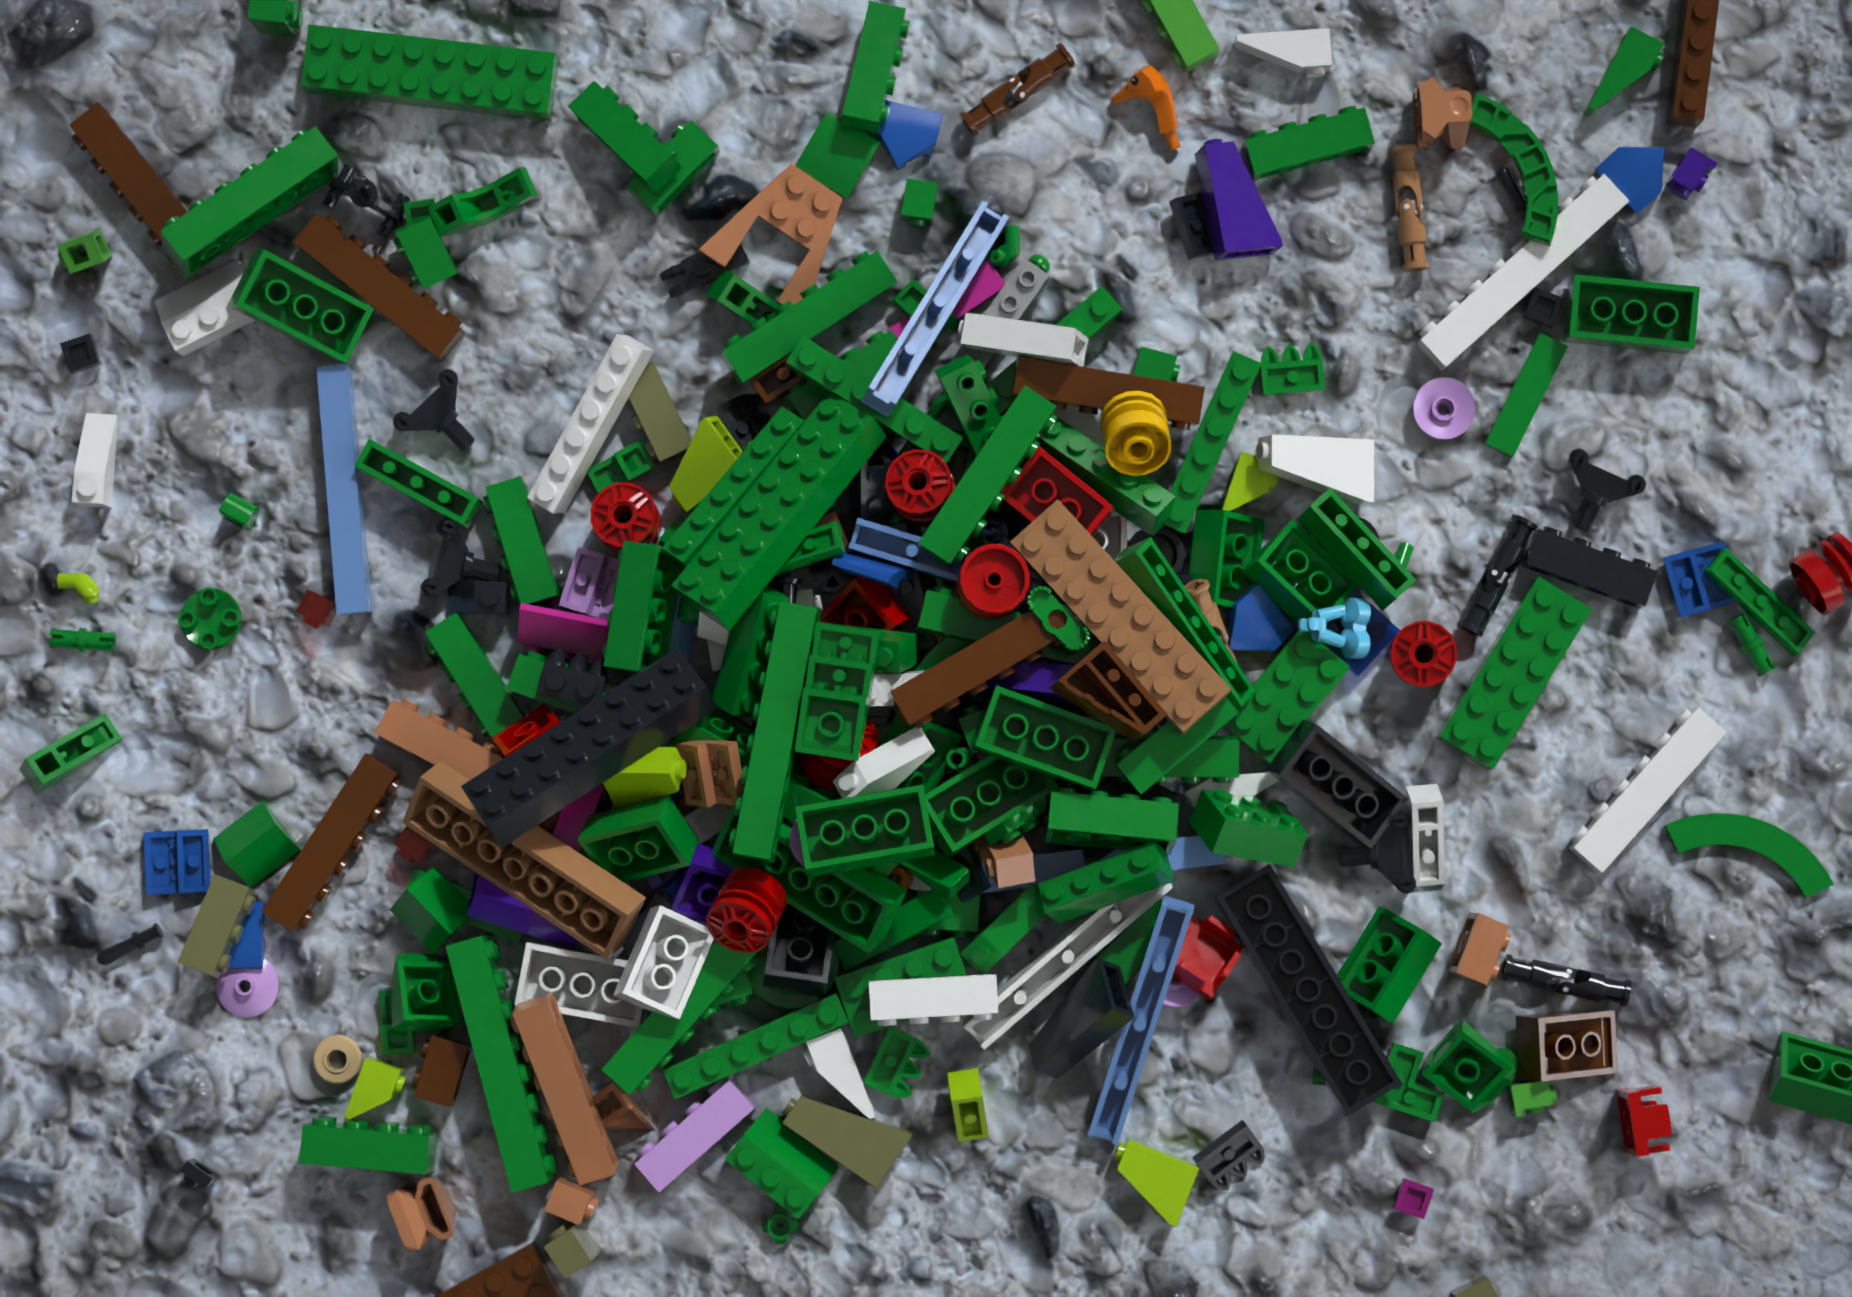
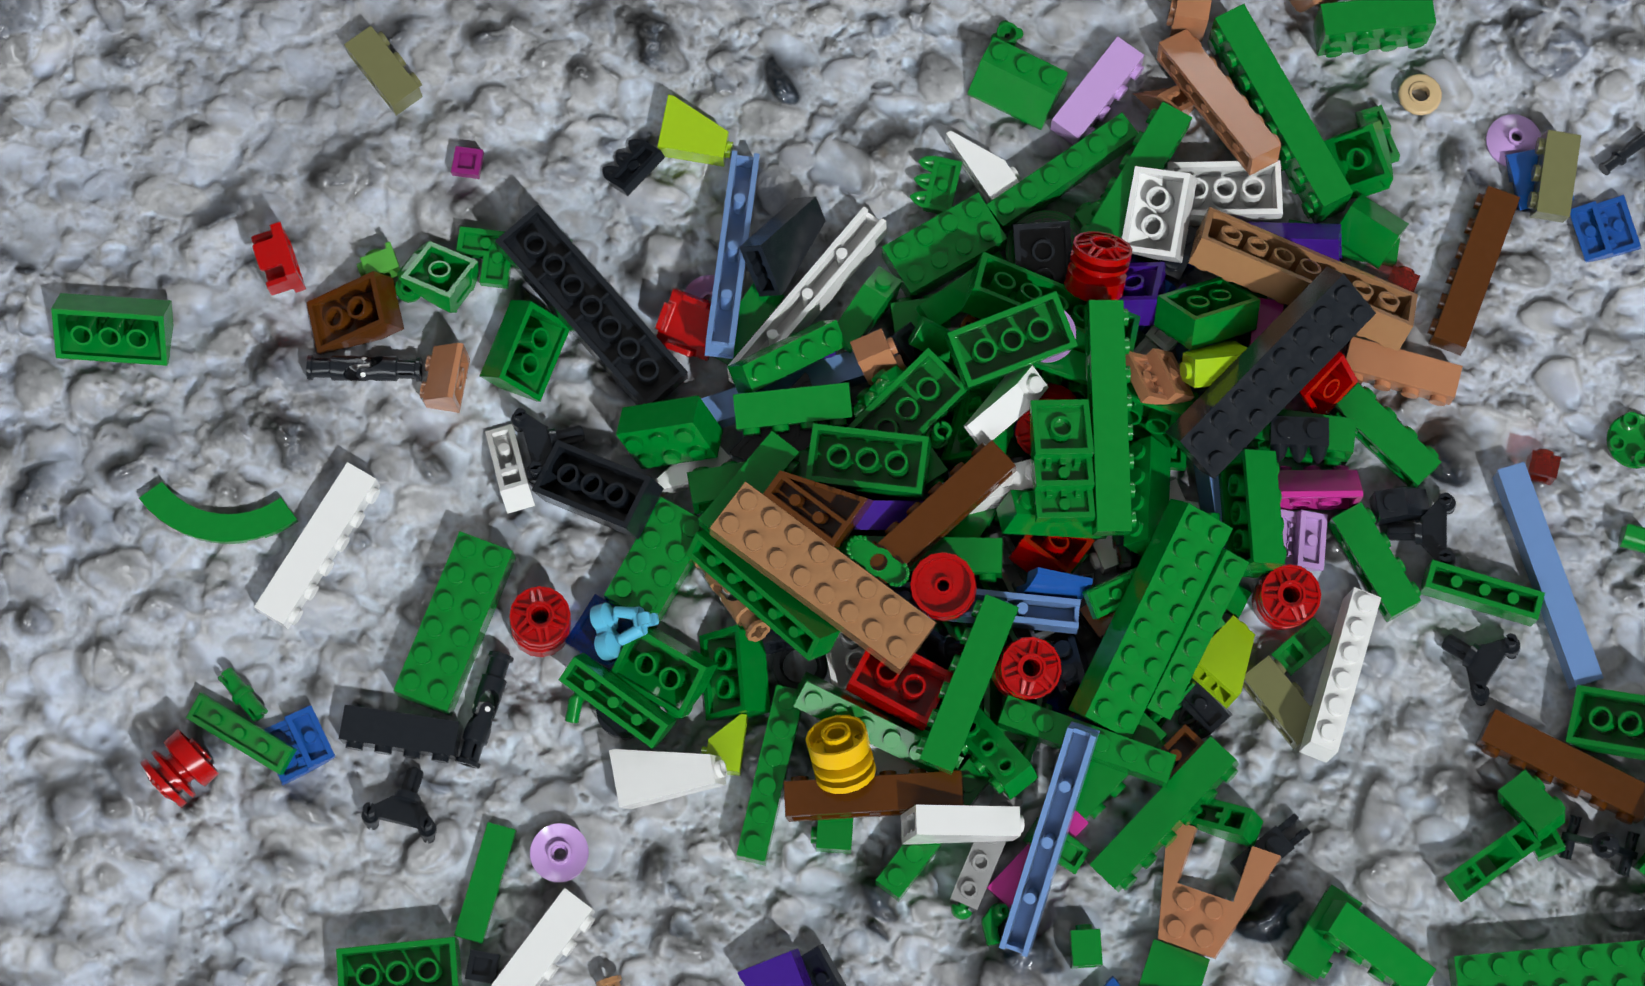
camera: 165 degrees right, 10 degrees down
(256, 844) = (1540, 257): green slope -> none
(375, 1085) = (1381, 77): lime slope -> none
(441, 1070) = (1328, 100): reddish brown brick -> none
(850, 1138) = (967, 114): olive slope -> none
(933, 998) = (917, 233): white brick -> none
(968, 1105) = (868, 163): lime slope -> none
(1257, 622) = (695, 622): blue slope -> none
(1292, 373) = (705, 857): green plate -> none

